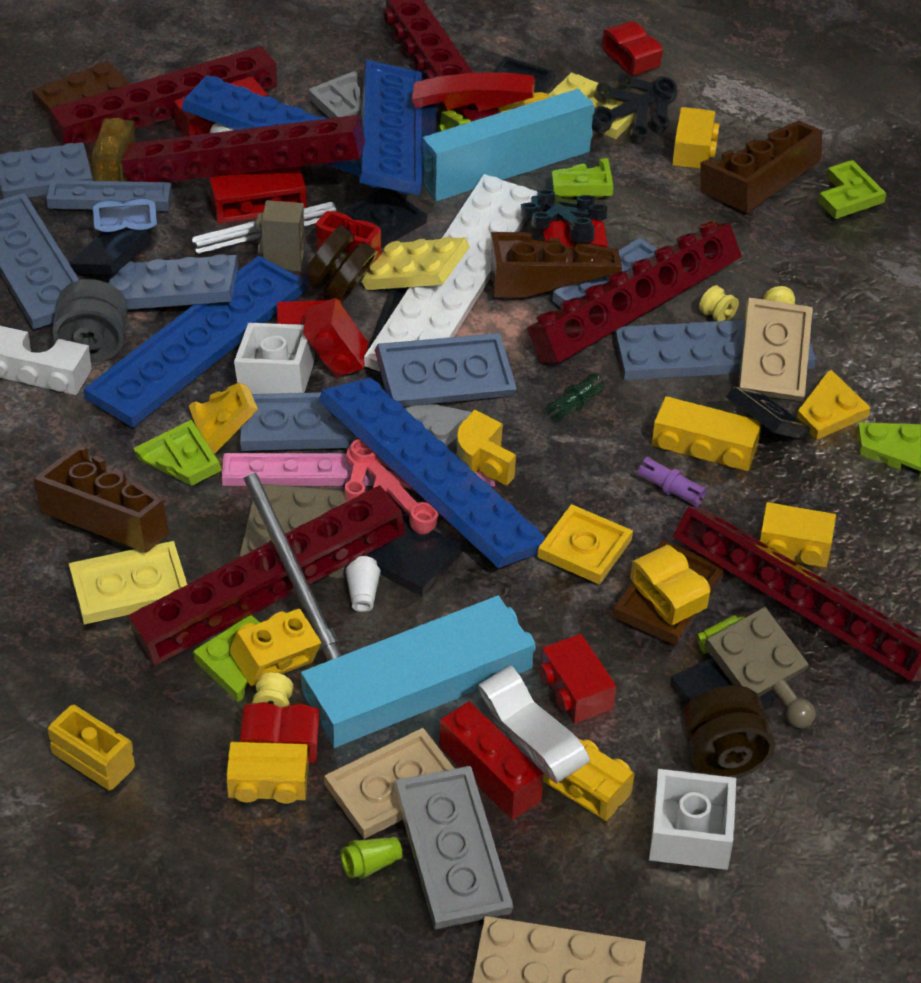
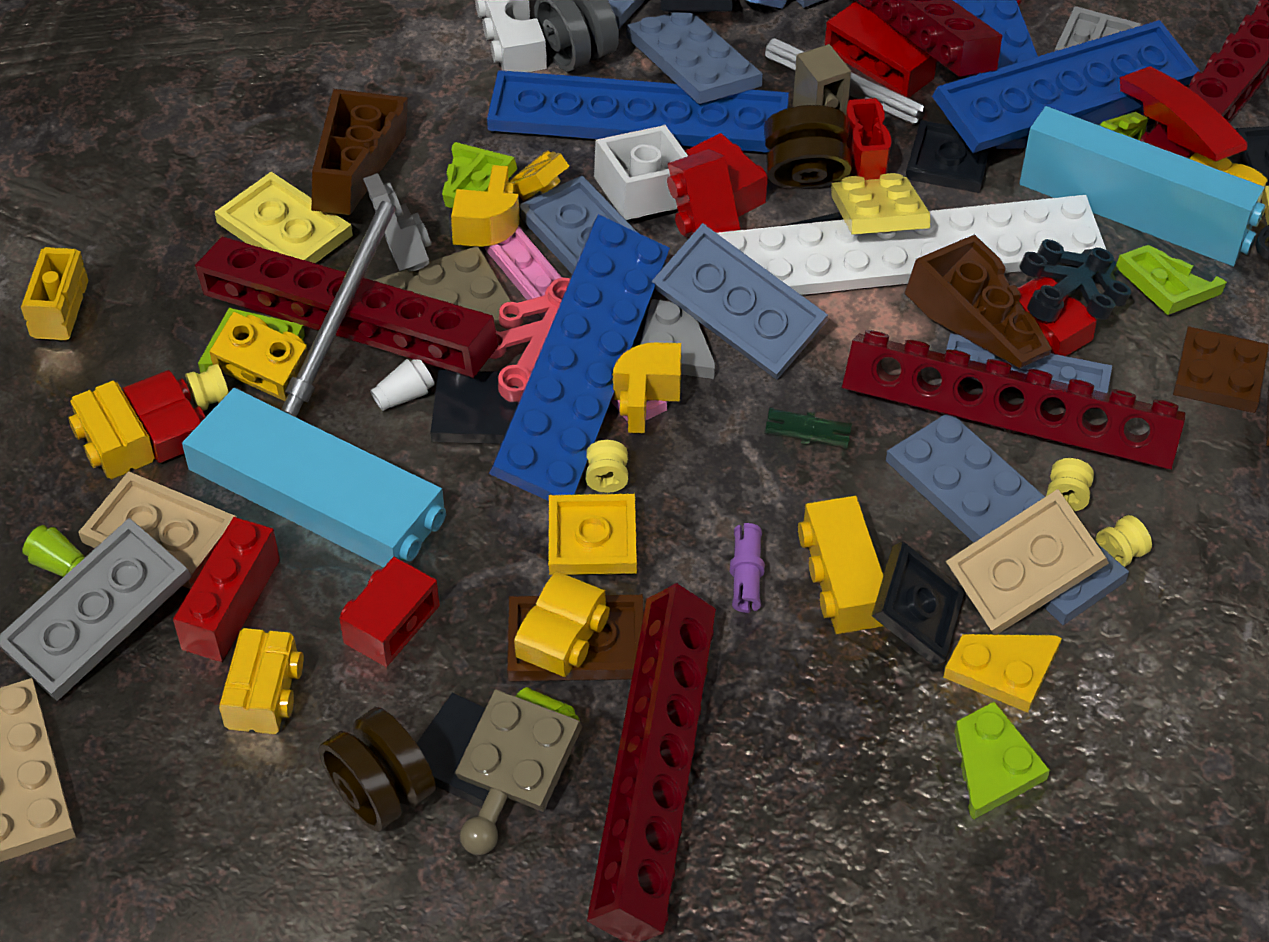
camera: 60 degrees right, 5 degrees up
(215, 507) = (405, 232): none -> light grey plate
(237, 454) = (485, 216): none -> yellow brick
(530, 727) = (268, 601): white beam -> none
(534, 507) = (607, 466): none -> light yellow wheel
(672, 199) = (1221, 369): none -> reddish brown plate
(693, 819) = (245, 793): white brick -> none
(799, 533) = (750, 716): yellow brick -> none

